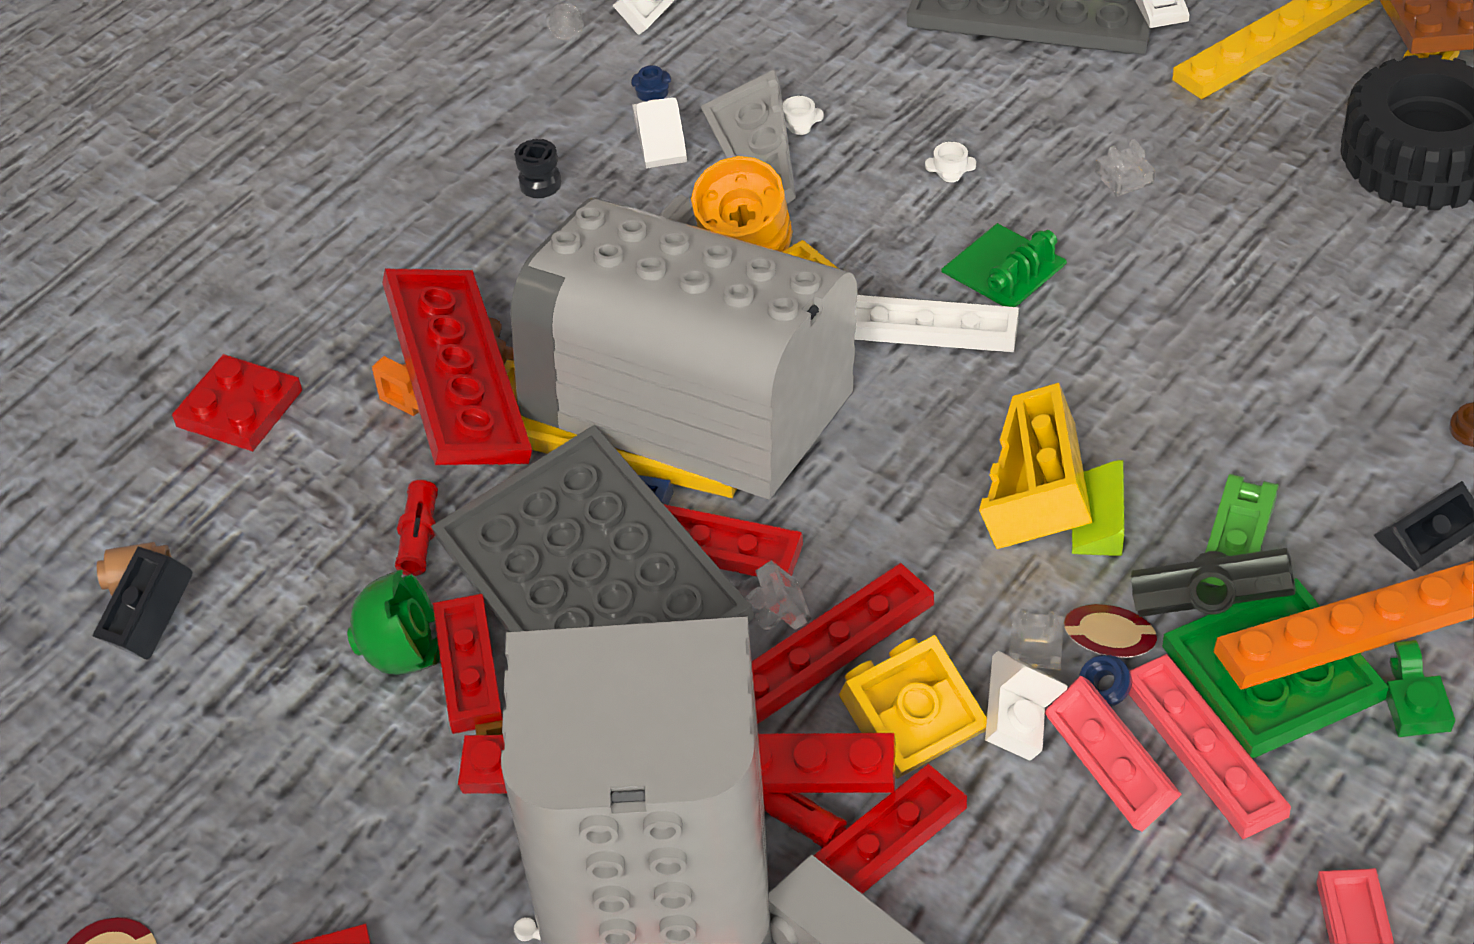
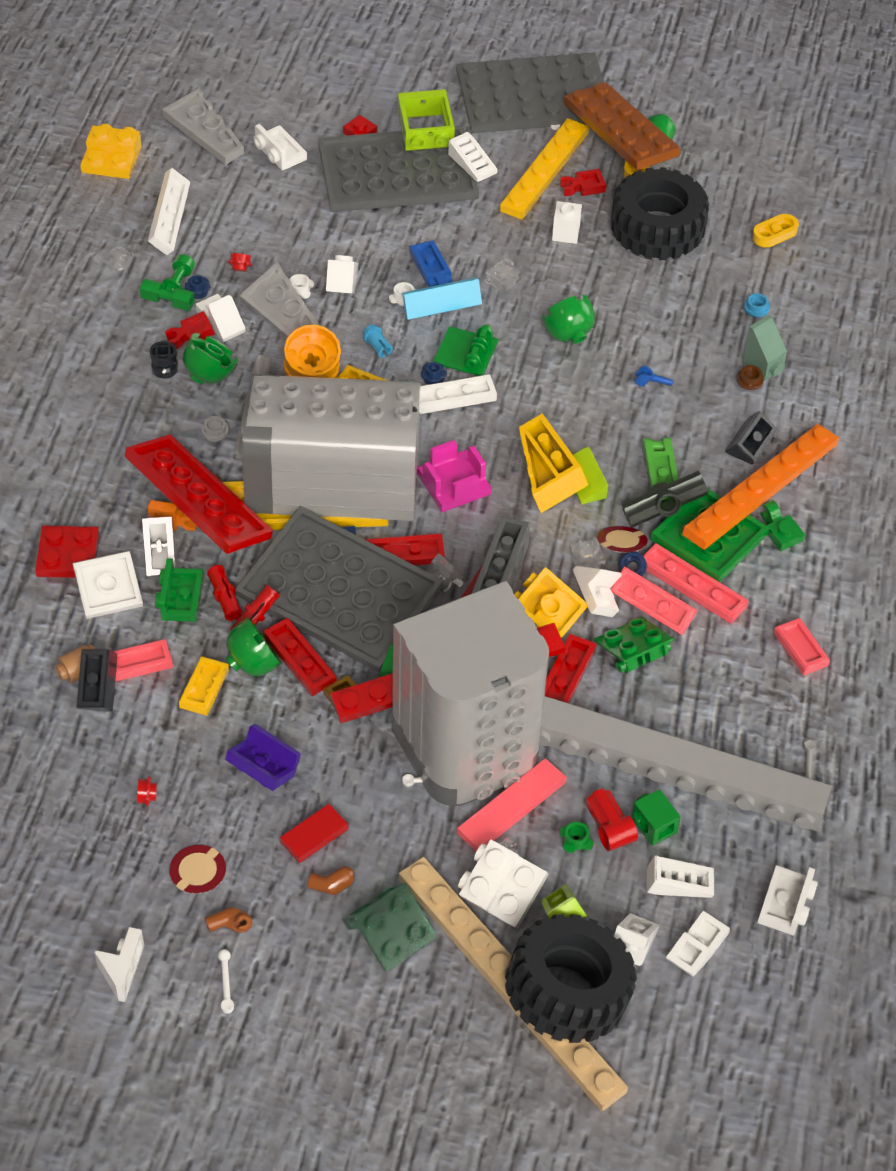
camera: 30 degrees left, 5 degrees up
(104, 802) = (146, 791): none -> red plate
(235, 593) = (143, 660): none -> coral tile
(256, 465) = (107, 585): none -> white plate
(296, 662) = (204, 686): none -> yellow plate
(308, 812) = (264, 758): none -> dark purple bracket
(347, 505) = (179, 593): none -> green bracket
(362, 428) = (158, 543): none -> white slope
(460, 552) = (267, 597): none -> red pin
(590, 172) = (208, 360): none -> green cylinder
(606, 139) = (195, 324): none -> red plate
(610, 76) = (170, 288): none -> green bar
(730, 62) = (239, 261): none -> red plate
(844, 621) = (504, 554): none -> dark grey brick
(867, 110) = (341, 274): none -> white slope
(869, 210) = (373, 335): none -> dark azure pin
(877, 449) = (454, 476): none -> dark pink panel
(934, 285) = (433, 373): none -> dark blue plate
(1005, 179) = (442, 298): none -> tile
(1016, 133) = (430, 263): none -> blue hinge
(1037, 813) = (635, 644): none -> green hinge
(1194, 254) = (570, 320): none -> green cylinder
(1266, 113) = (566, 222): none -> white brick
(1287, 373) = (645, 375): none -> blue hand
(1329, 65) = (585, 182): none -> red plate

